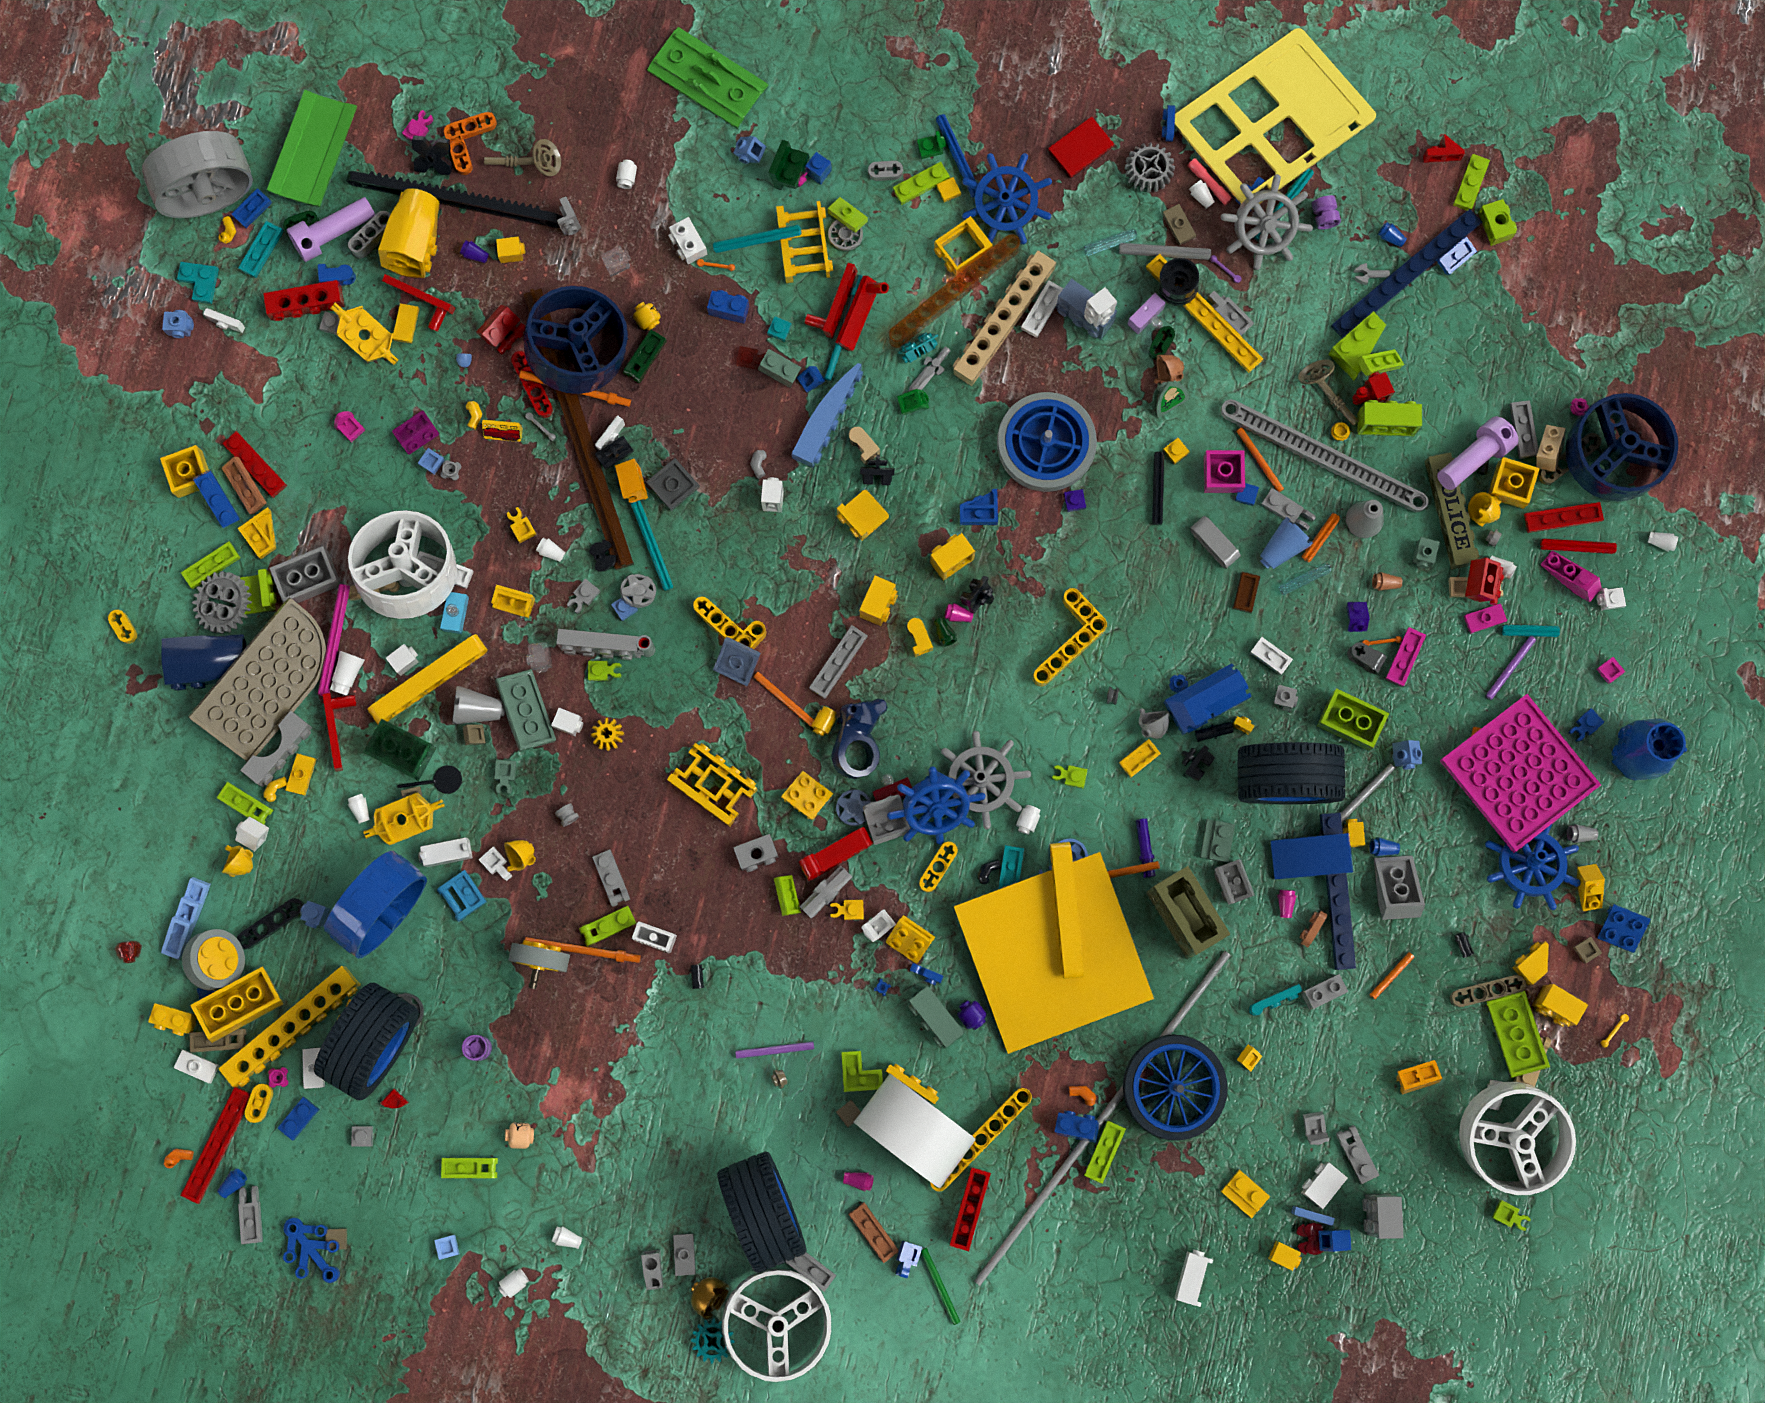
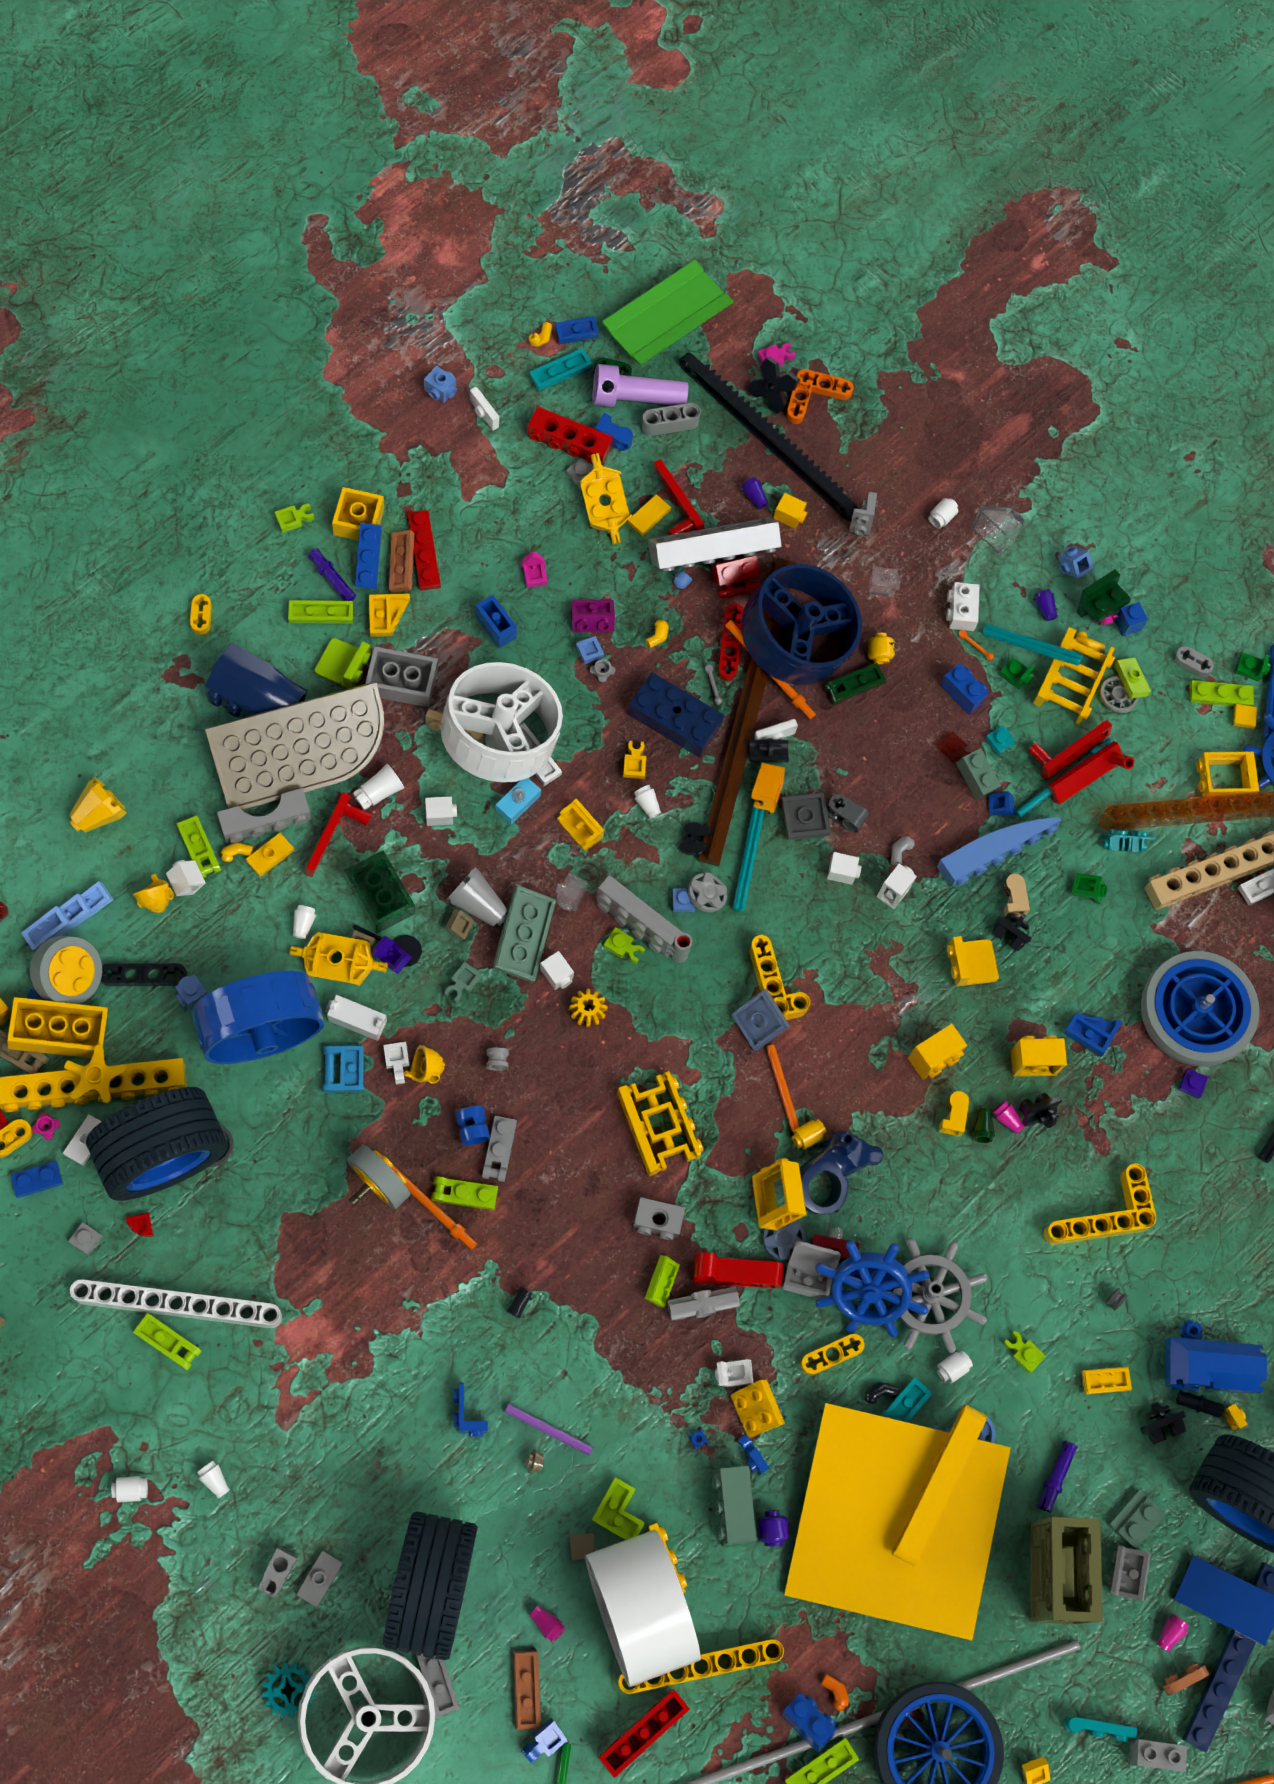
camera: 20 degrees right, 10 degrees down
(138, 506) = (291, 519): none -> lime plate
(149, 825) = (95, 807): none -> yellow cone
(192, 528) = (327, 570): none -> dark purple pin
(197, 174) = (538, 261): light grey wheel -> none
(203, 277) = (490, 361): teal plate -> none
(226, 584) = (315, 638): light grey gear -> none
(288, 1021) = (94, 1075): none -> yellow animal
(334, 639) = (389, 749): dark pink axle -> none
(346, 486) = (496, 621): none -> blue brick
(410, 235) = (707, 440): yellow animal -> none
(428, 679) = (451, 844): yellow beam -> none
(439, 789) = (391, 953): none -> dark purple bracket
(447, 1247) = (90, 1406): light blue plate -> none
(448, 1141) = (166, 1297): none -> white beam
(469, 316) = (714, 543): none -> brick
(476, 1047) = (256, 1226): medium lavender wheel -> none
(502, 430) = (675, 664): slope -> none
(519, 1135) = (238, 1342): light nougat head -> none
(537, 160) = (872, 451): dark tan dish -> none
(546, 469) = (675, 714): none -> dark blue brick
(583, 881) = (472, 1133): none -> blue wheel
(585, 594) = (654, 863): light grey plate -> none
(654, 937) = (504, 1234): white brick -> none
(675, 159) = (998, 527): none -> clear slope
(703, 462) = (848, 814): none -> dark grey piece
(707, 77) = (1074, 477): bright green hinge -> none
(708, 1295) = (315, 1639): pearl gold cylinder -> none
(722, 1084) = (473, 1428): none -> blue bracket
(726, 506) = (844, 868): none -> white brick
(748, 197) = (1046, 603): none -> dark purple cone
(759, 267) = (1017, 673): none -> green bracket
(792, 208) = (1082, 638): none -> yellow arm
(807, 795) = (740, 1195): yellow hinge -> none
(831, 798) = (763, 1183): none -> yellow window
(838, 662) = (859, 1086): light grey plate -> none
(851, 910) = (717, 1339): yellow plate -> none
(929, 371) = (1122, 870): light grey sword -> none
(1134, 869) = (1033, 1490): orange bar -> none
(1153, 723) = (1142, 1355): light grey helmet -> none

